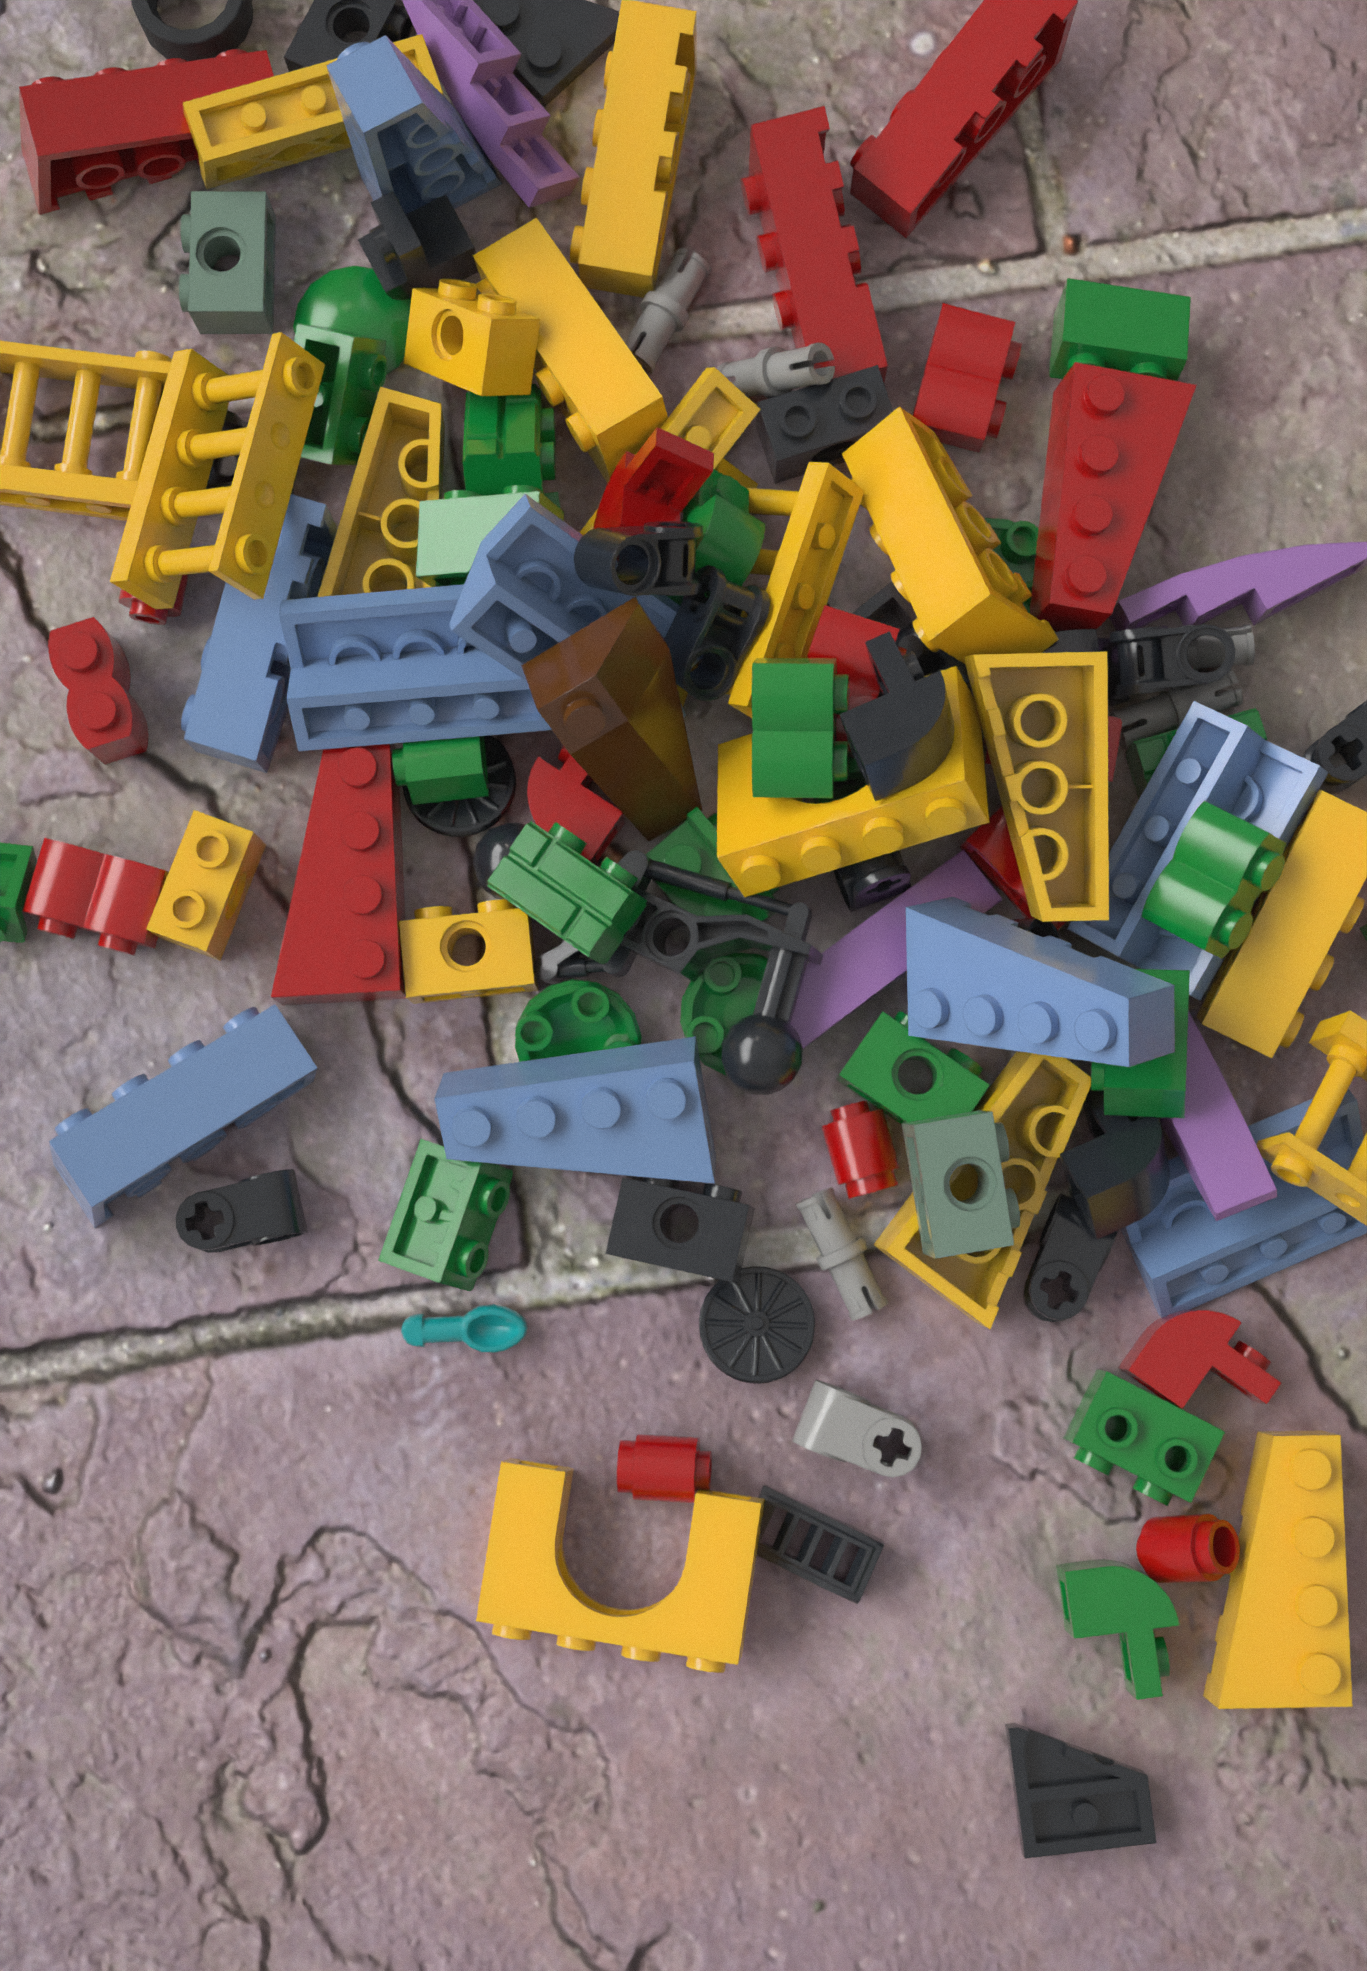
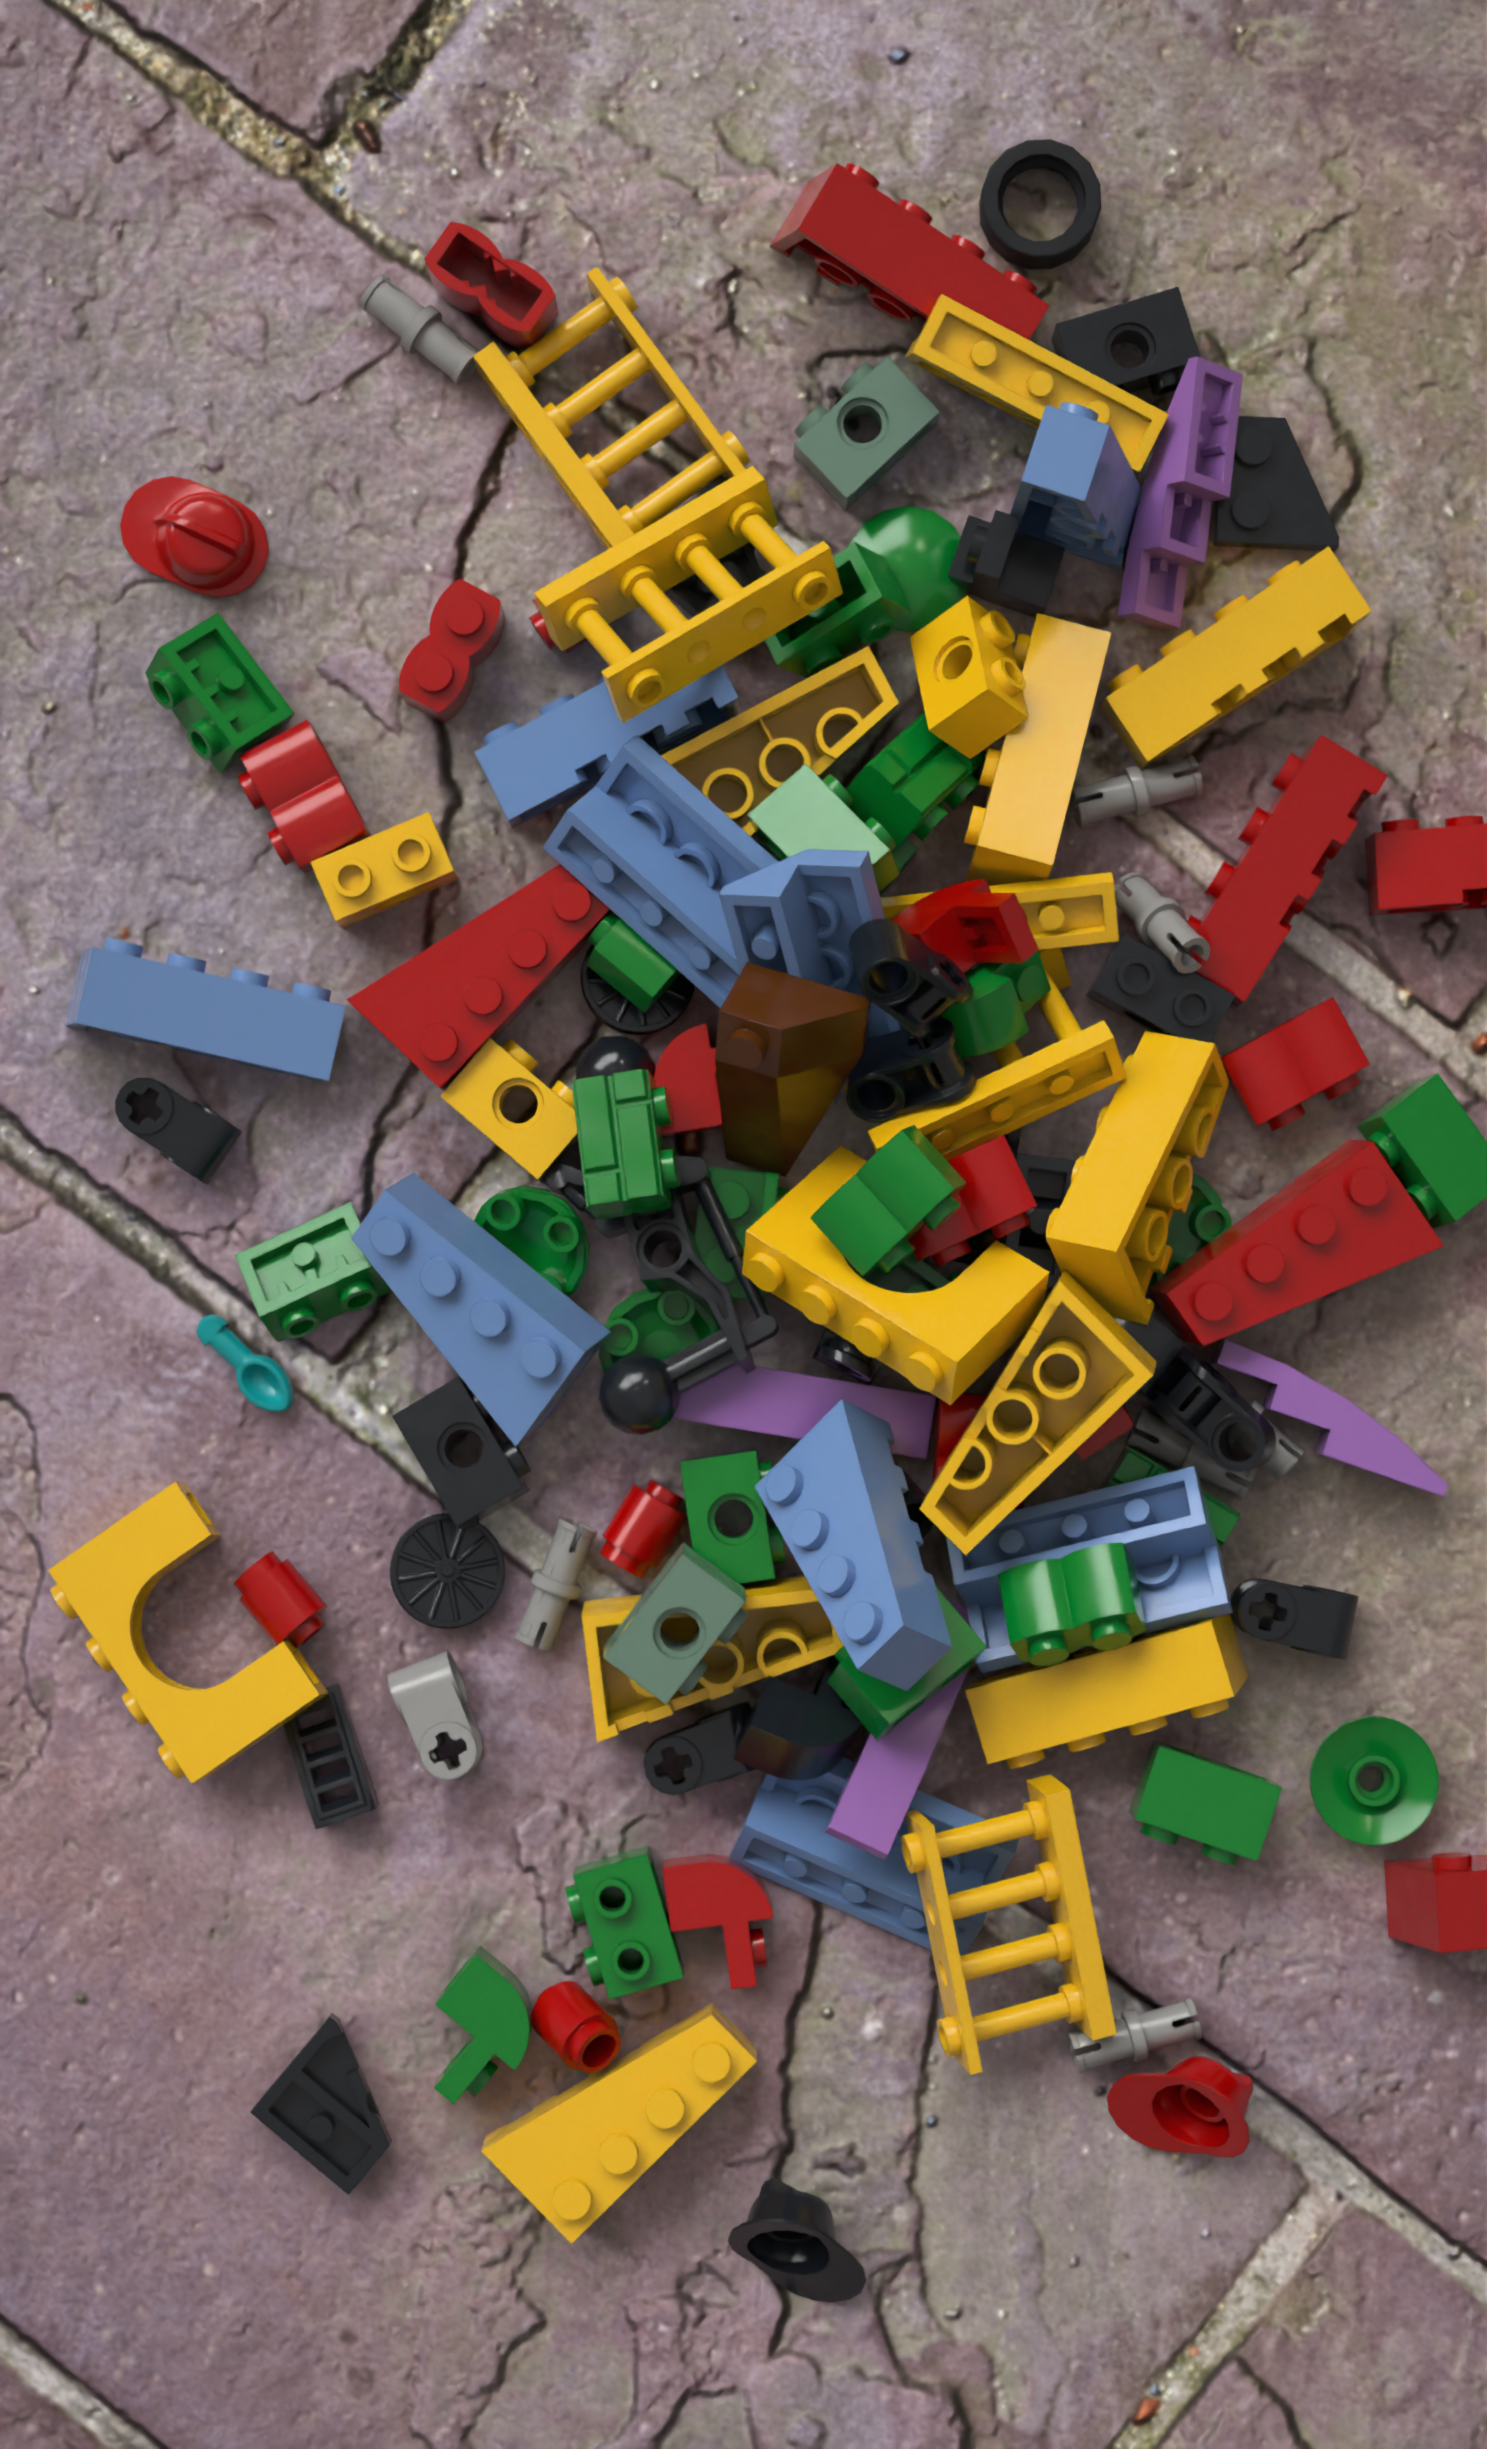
camera: 40 degrees right, 5 degrees up
(904, 731) = (954, 1286): black brick -> none

